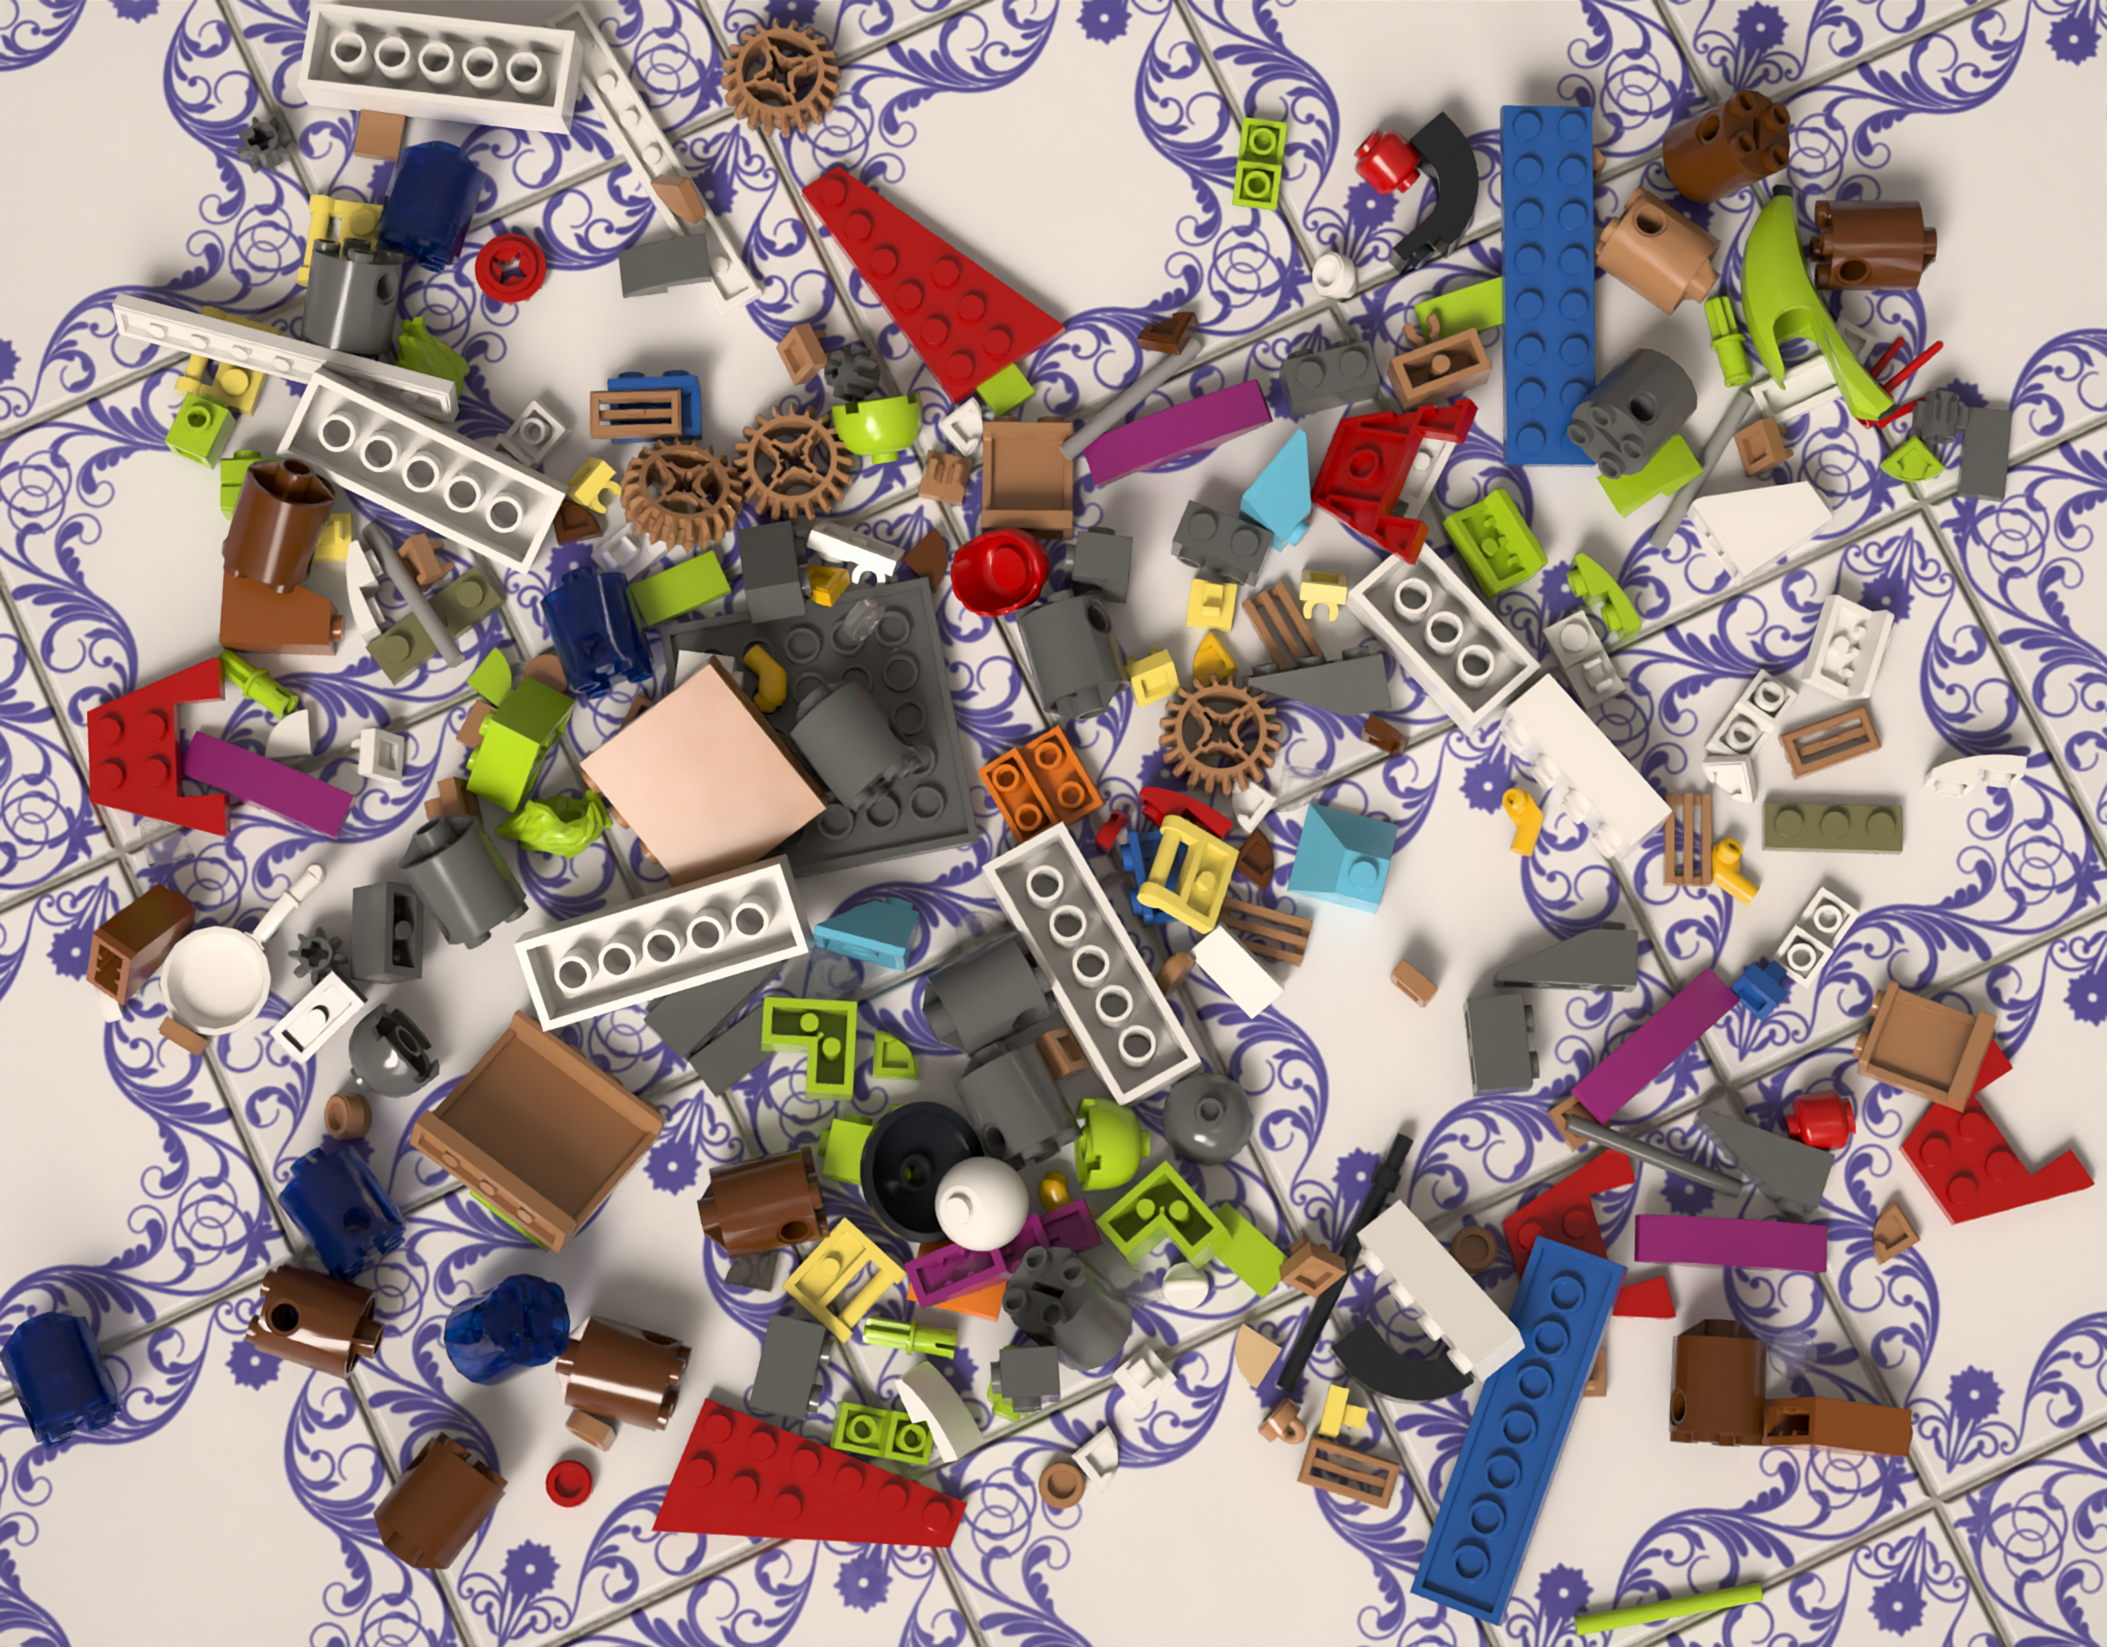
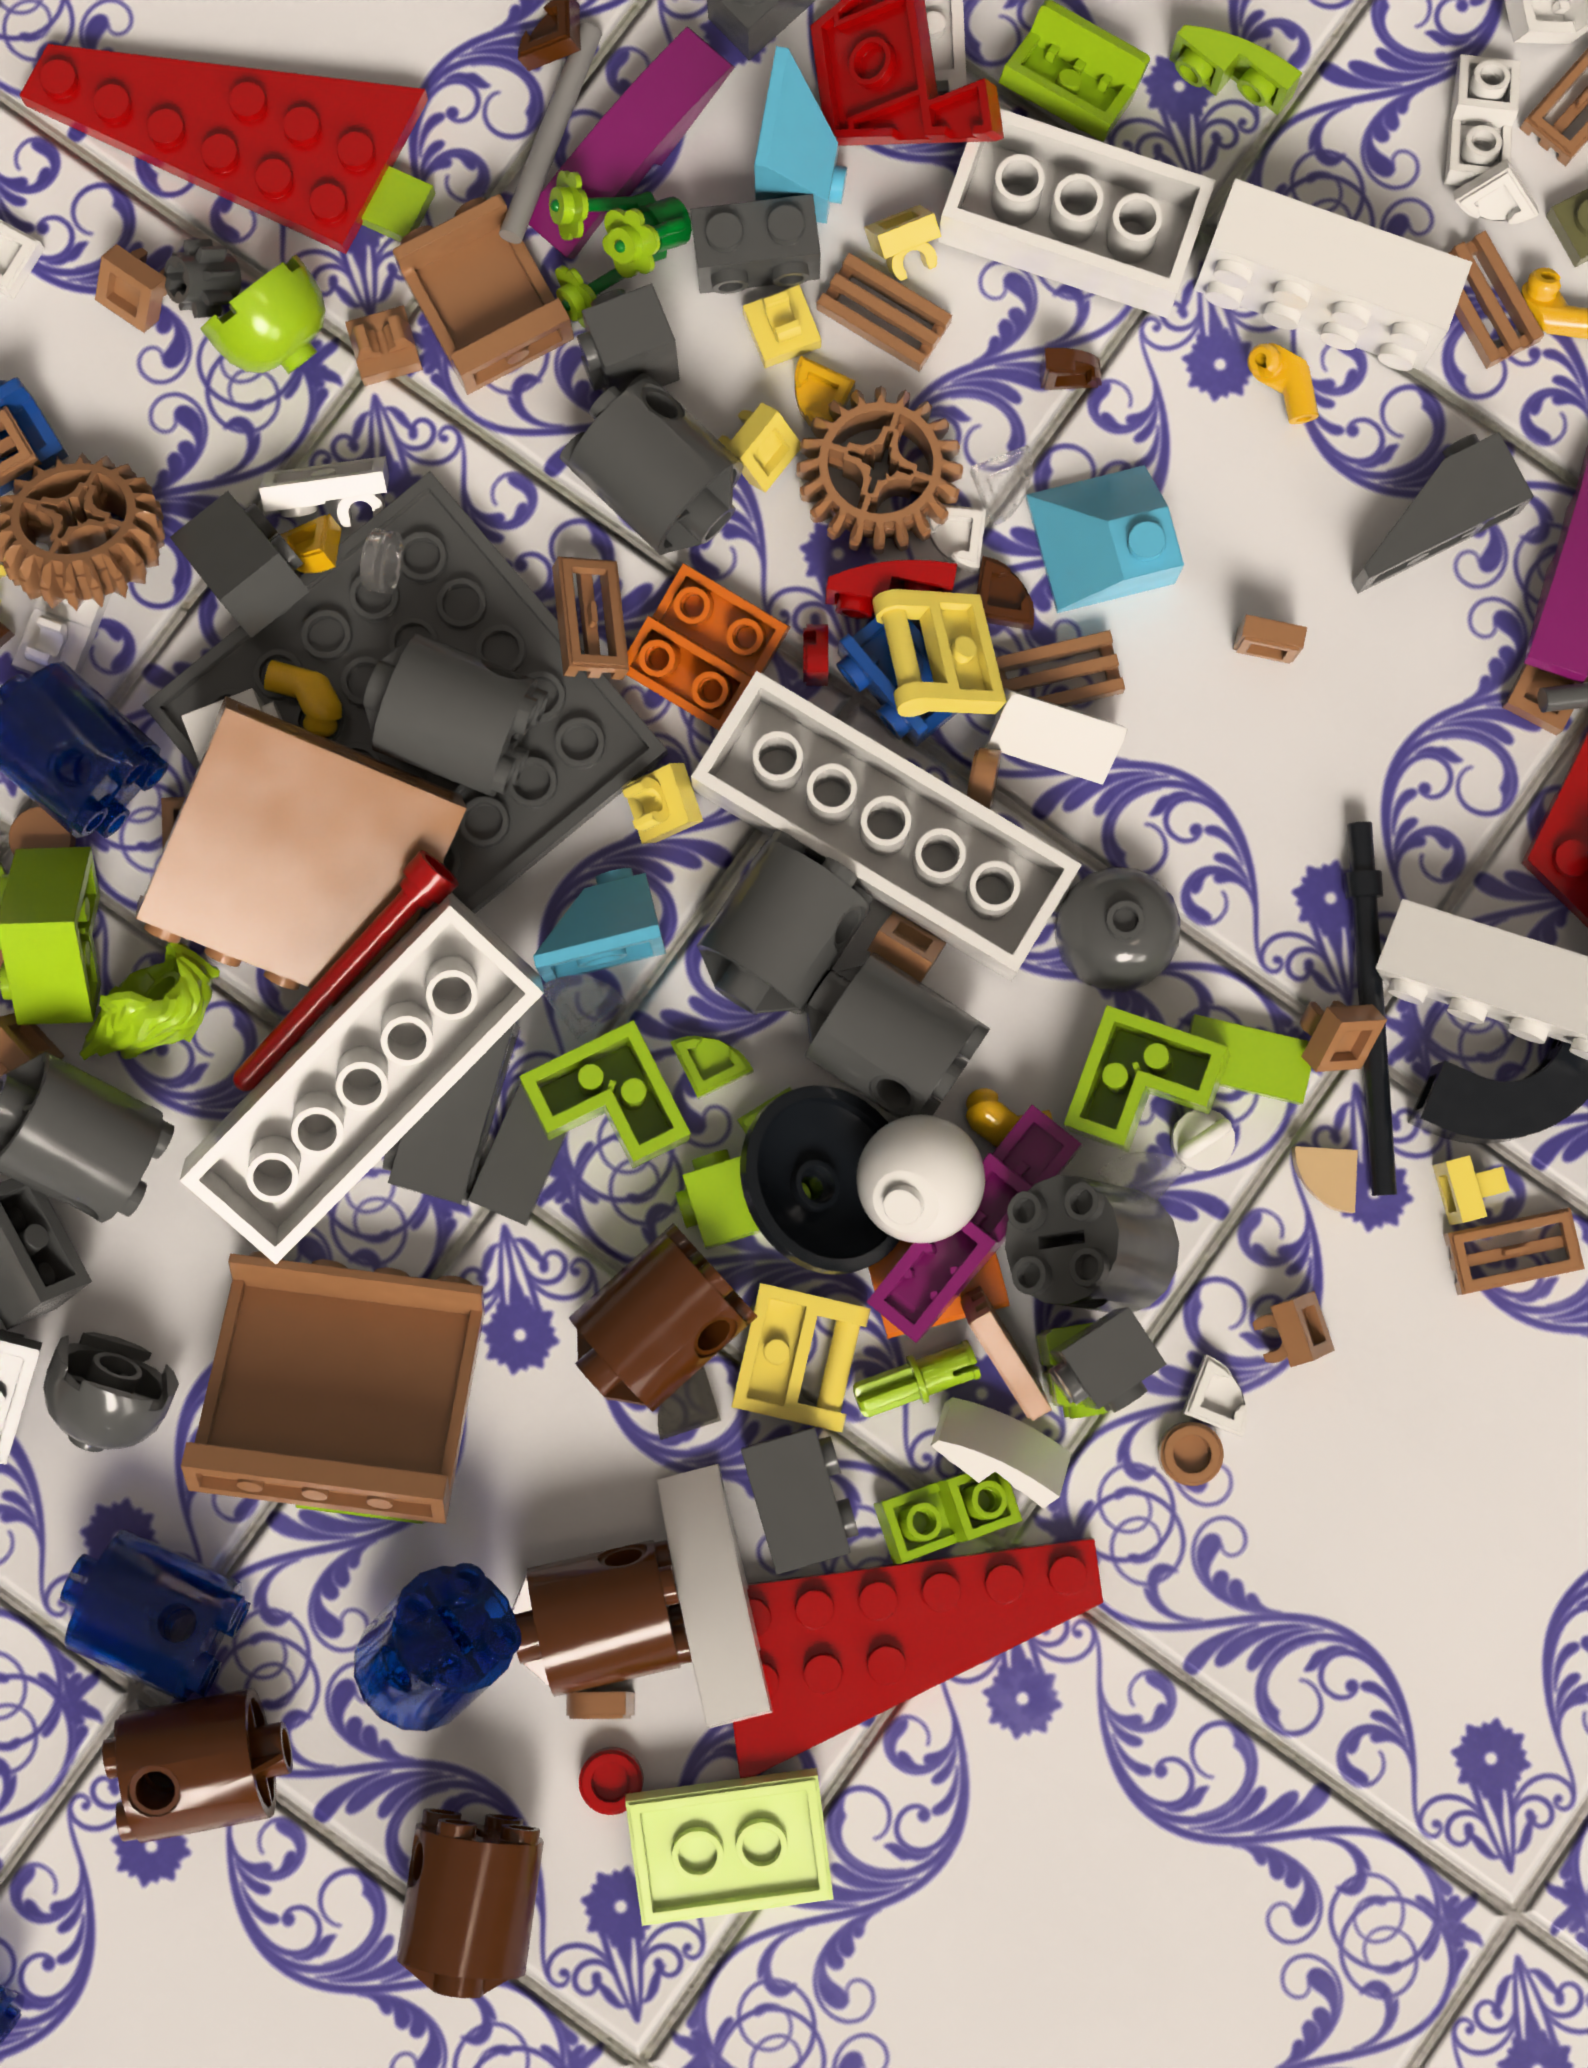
camera: 30 degrees left, 5 degrees up
(347, 1116) = (97, 1493): medium nougat tile -> none
(621, 1567) = (729, 1846): none -> yellowish green tile
(680, 589) = (143, 647): lime tile -> none
(701, 1398) = (713, 1596): none -> white slope
(772, 841) = (423, 884): none -> red piece
(778, 452) = (146, 414): medium nougat gear -> none
(929, 559) = (418, 451): reddish brown tile -> none
(956, 873) = (662, 803): none -> light yellow tile
(962, 757) = (592, 661): none -> medium nougat tile
(964, 428) = (373, 275): white tile -> none
(975, 1349) = (1005, 1353): none -> tile
(977, 931) = (724, 859): clear tile -> none
(999, 572) = (513, 416): red piece -> none
(1110, 1146) = (1028, 1024): lime cylinder -> none
(1139, 498) = (633, 237): none -> lime plant
(1144, 1377) = (1215, 1273): white tile -> none
(1177, 1442) = (1300, 1329): none -> medium nougat tile
(1278, 1419) = (1403, 1236): medium nougat tile -> none
(1341, 685) = (984, 340): dark grey slope -> none
(1474, 1249) = (1511, 907): medium nougat tile -> none
(1500, 1044) = (1411, 654): dark grey brick -> none
(1583, 661) = (1240, 148): white plate -> none

